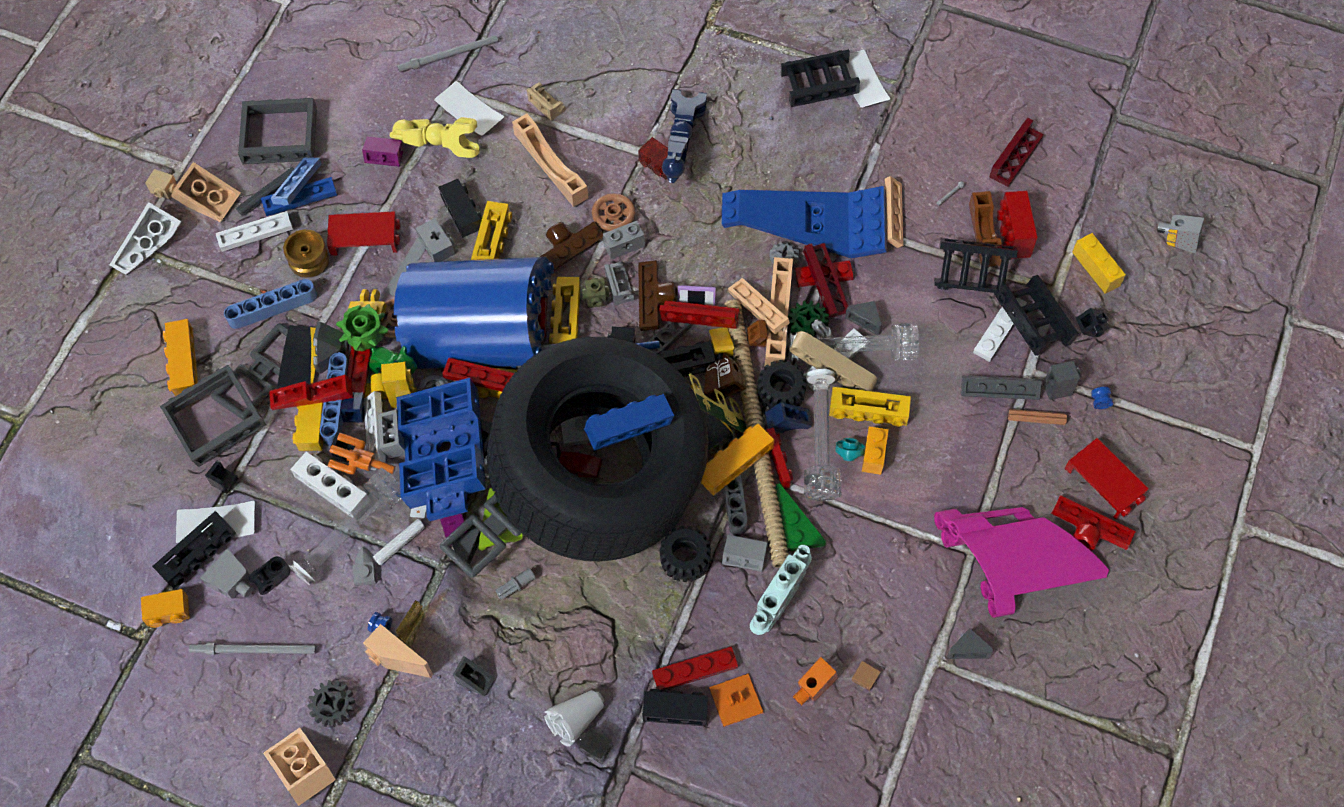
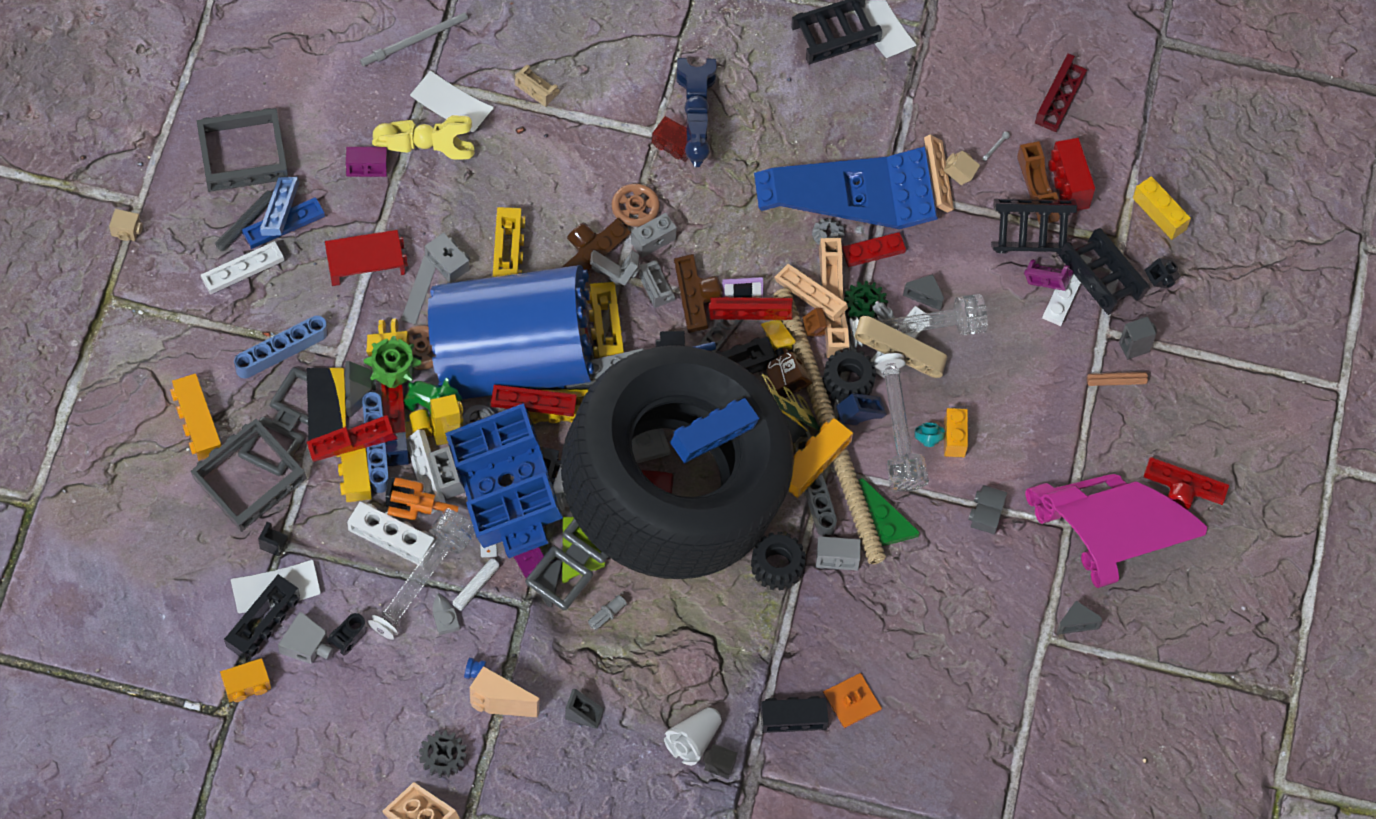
camera: 15 degrees left, 0 degrees up
(147, 235) = (125, 286): white wedge -> none
(205, 193) = (177, 230): light nougat slope -> none
(212, 648) = (304, 715): light grey bar -> none
(306, 253) = (309, 286): pearl gold wheel -> none
(410, 621) = (509, 659): clear yellow piece -> none
(460, 207) = (467, 217): black brick -> none
(566, 180) = (533, 133): light nougat arch -> none
(580, 267) = (616, 273): none -> light grey bracket
(595, 292) = (634, 296): olive brick -> none
(695, 669) = (806, 675): red plate -> none
(780, 459) = (859, 456): red plate -> none
(781, 590) = (882, 585): light aqua piece -> none
(820, 674) = (934, 664): orange torso -> none
(821, 282) = (874, 259): dark red fence -> none
(865, 676) = (978, 660): medium nougat tile -> none
(869, 406) = (943, 387): yellow brick -> none
(895, 528) = (988, 509): none -> dark grey brick
(915, 208) = (961, 167): none -> tan brick
(983, 315) = (1048, 276): none -> magenta hinge
(1001, 387) = (1076, 352): dark grey plate -> none
(1102, 398) = (1181, 351): blue wheel -> none
(1108, 477) = (1196, 433): red panel -> none
(1183, 232) = (1245, 165): light grey torso -> none

